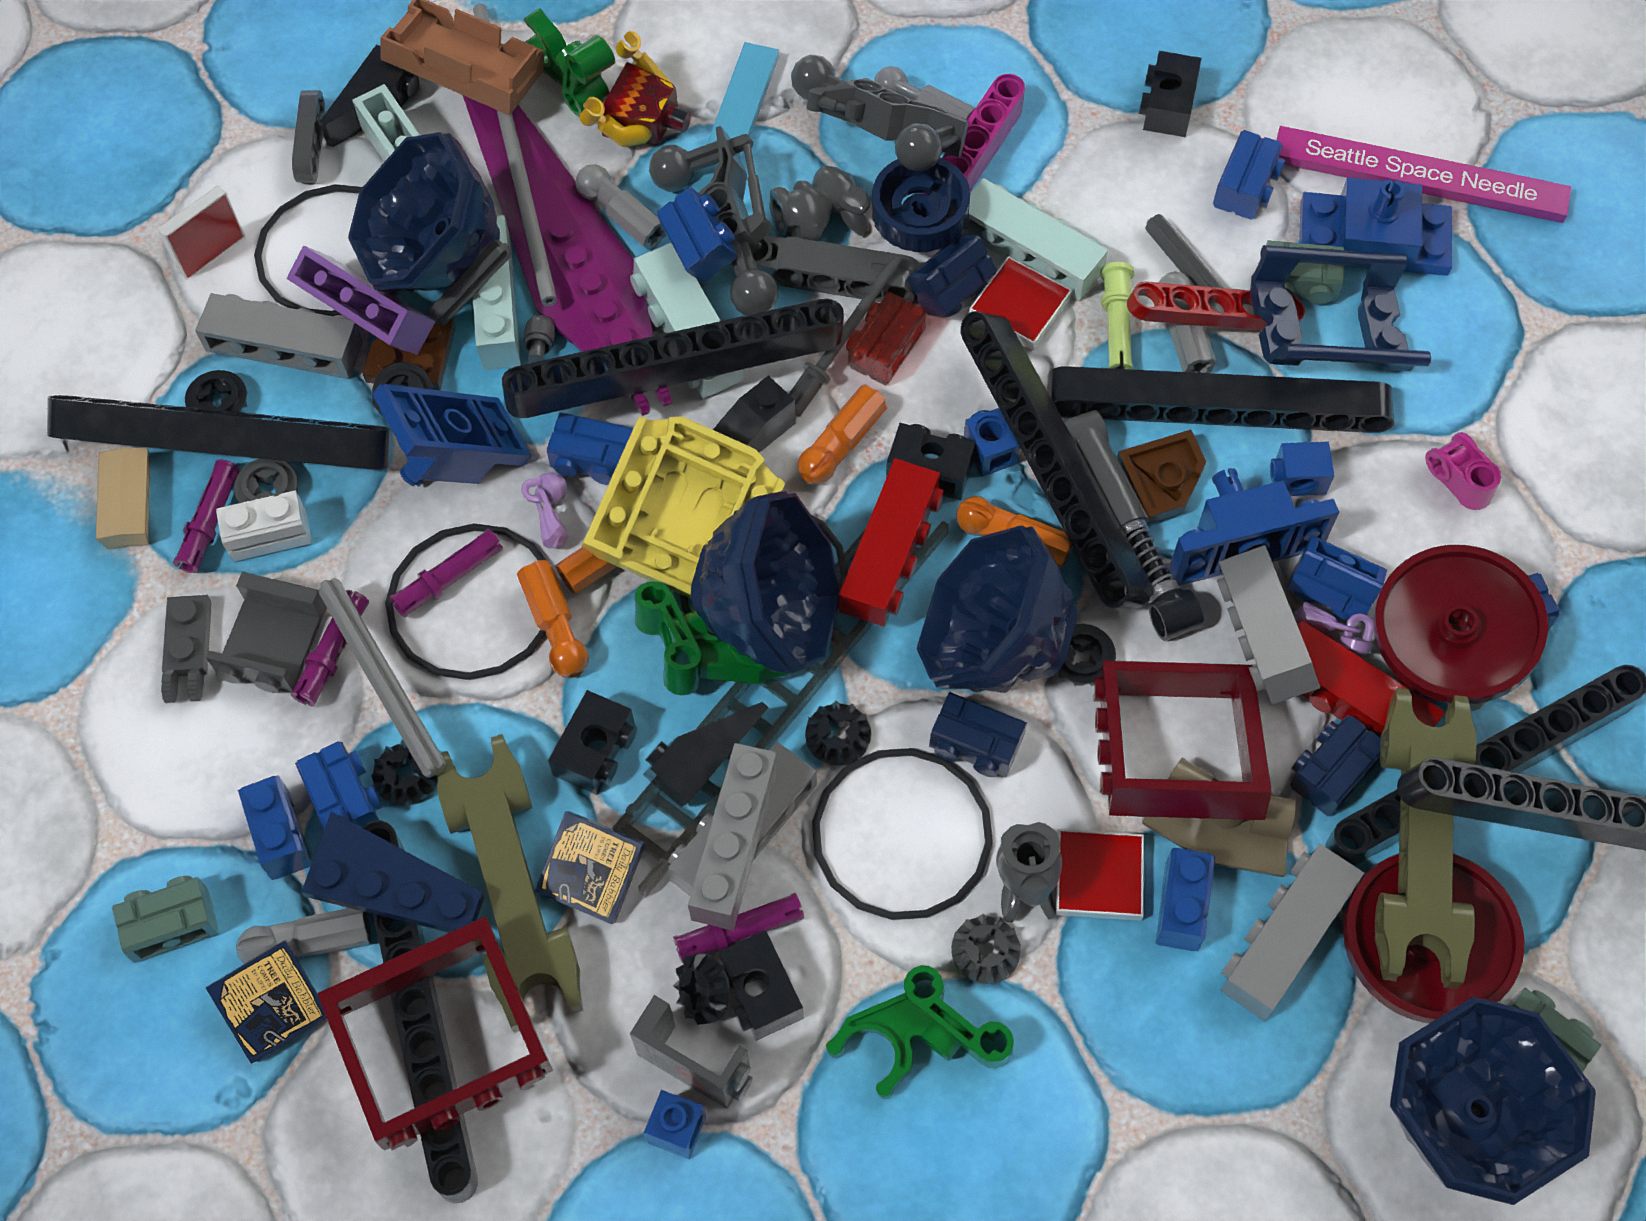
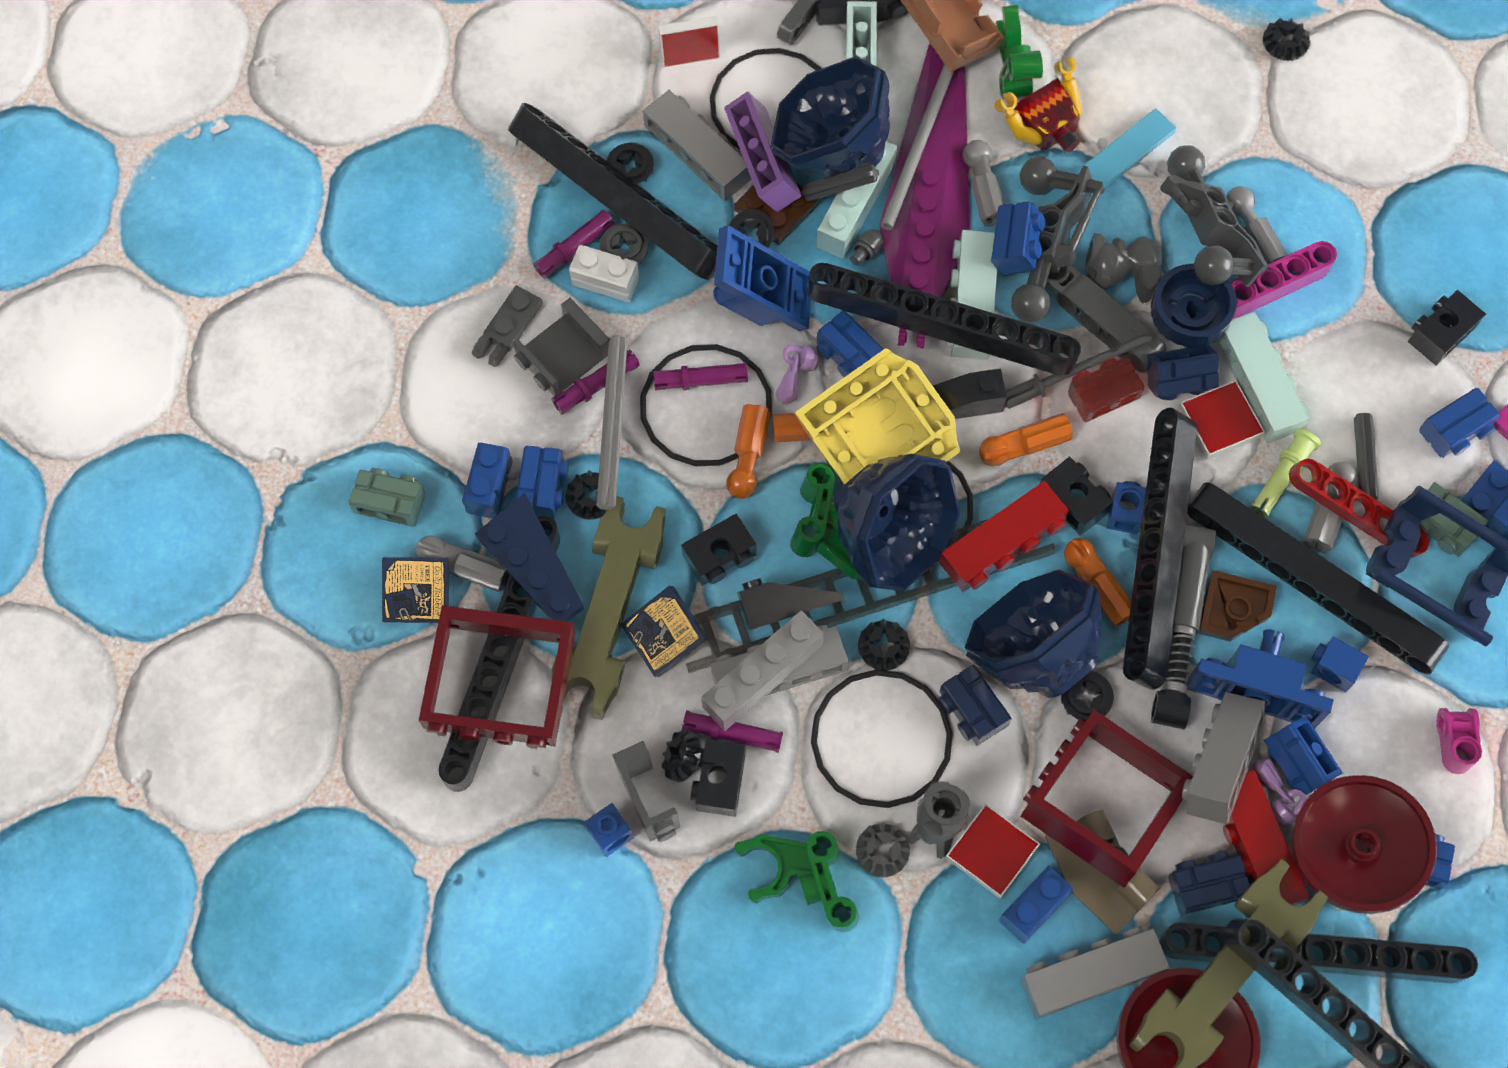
camera: 35 degrees right, 5 degrees up
(123, 497) = (530, 199): tan piece -> none

